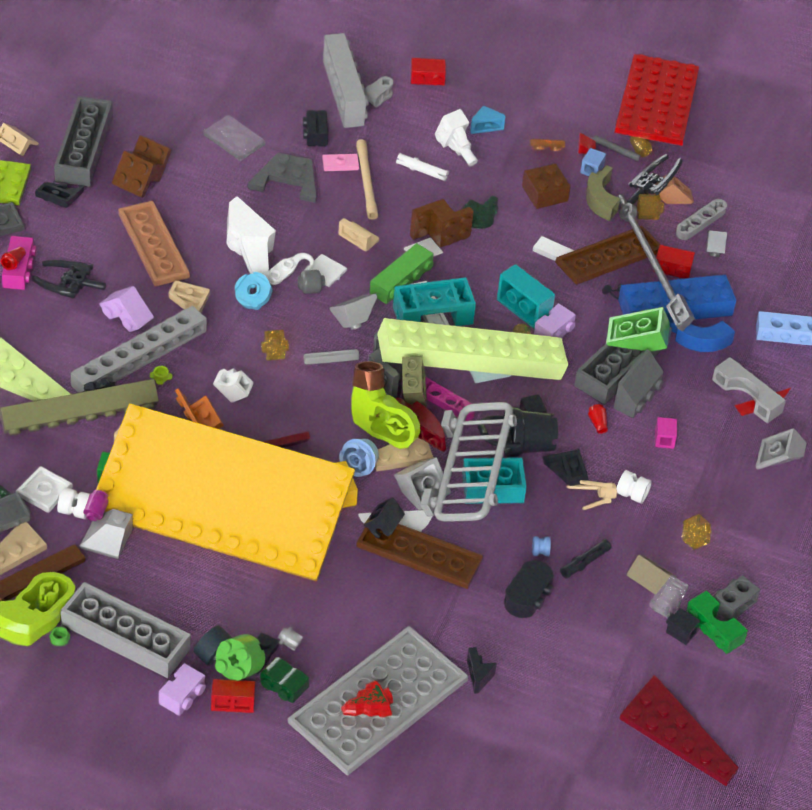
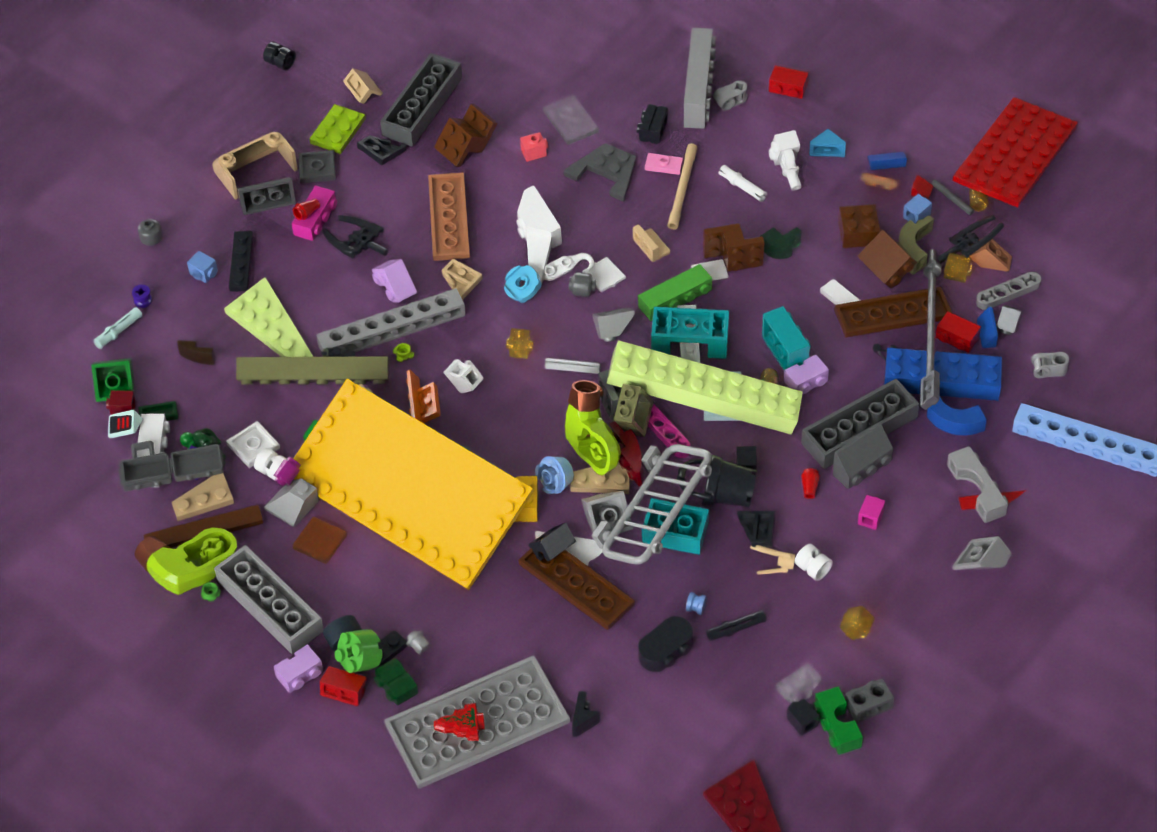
camera: 25 degrees right, 5 degrees up
(150, 565) = (319, 540): none -> clear orange tile
(210, 166) = (533, 146): none -> coral brick
(290, 440) = (489, 443): dark red tile -> none
(545, 126) = (886, 161): none -> blue slope
(586, 209) = (887, 259): none -> reddish brown brick
(639, 330) = (881, 401): bright green slope -> none
(648, 573) = (793, 654): dark tan panel -> none
(702, 258) = (988, 330): none -> blue slope
(767, 275) = (1051, 364): none -> light grey piece

